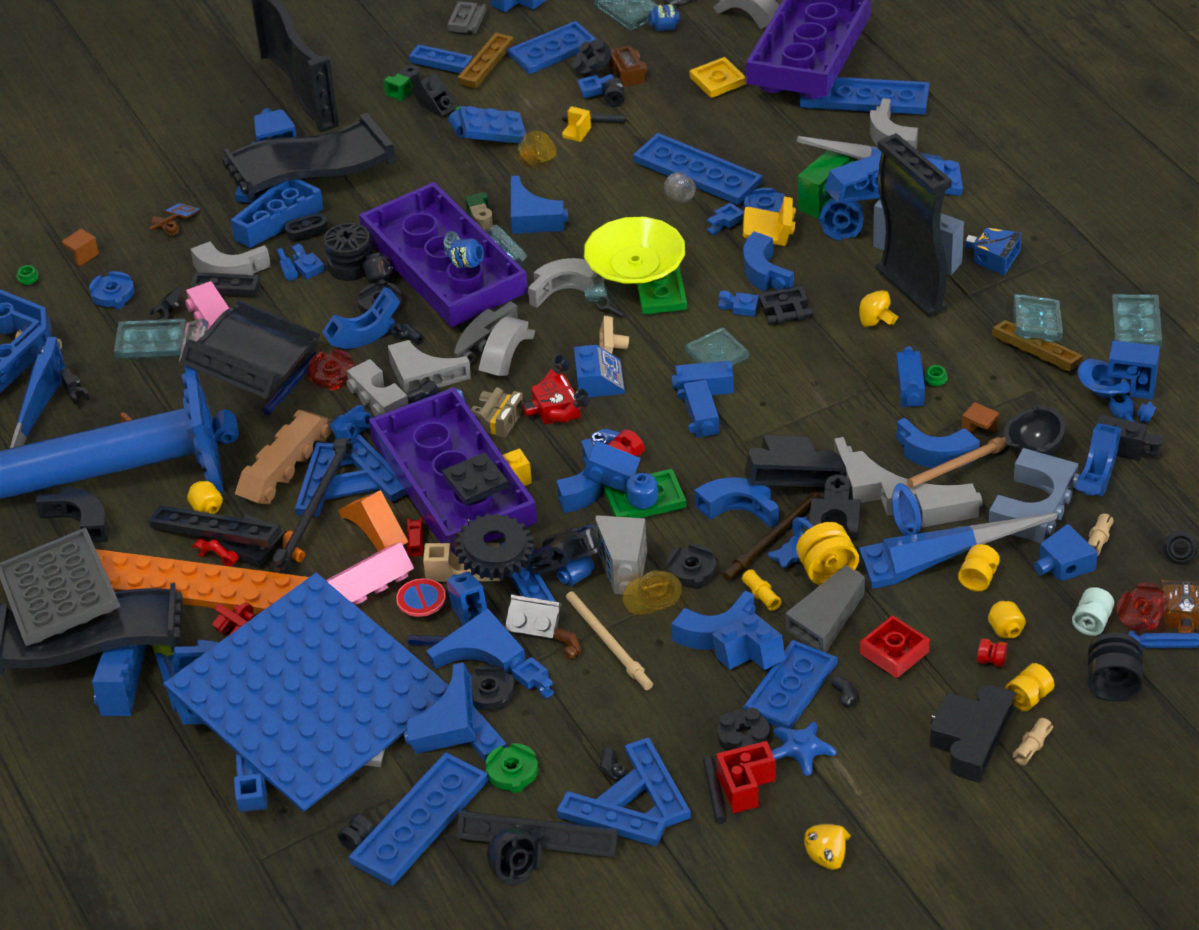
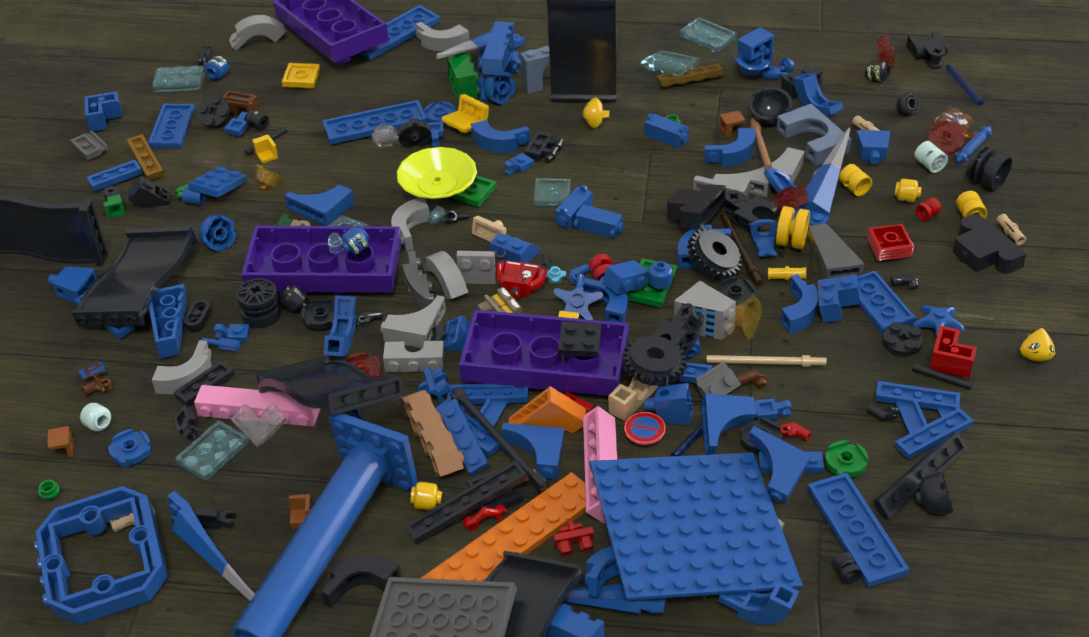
camera: 55 degrees left, 0 degrees up
(126, 247) = (95, 417): none -> light aqua head
(297, 481) = (464, 437): none -> blue plate
(334, 544) = (541, 442): none -> blue arch
(417, 167) = (217, 232): none -> blue cylinder
(521, 709) = (793, 430): none -> red arm
(531, 356) = (477, 266): none -> light grey plate
(559, 455) = (578, 299): none -> blue animal
(590, 422) = (555, 275): none -> medium azure plate
(695, 202) = (414, 133): none -> black plate
(709, 528) = (708, 260): none -> gear
(882, 531) = (791, 197): none -> clear red plate

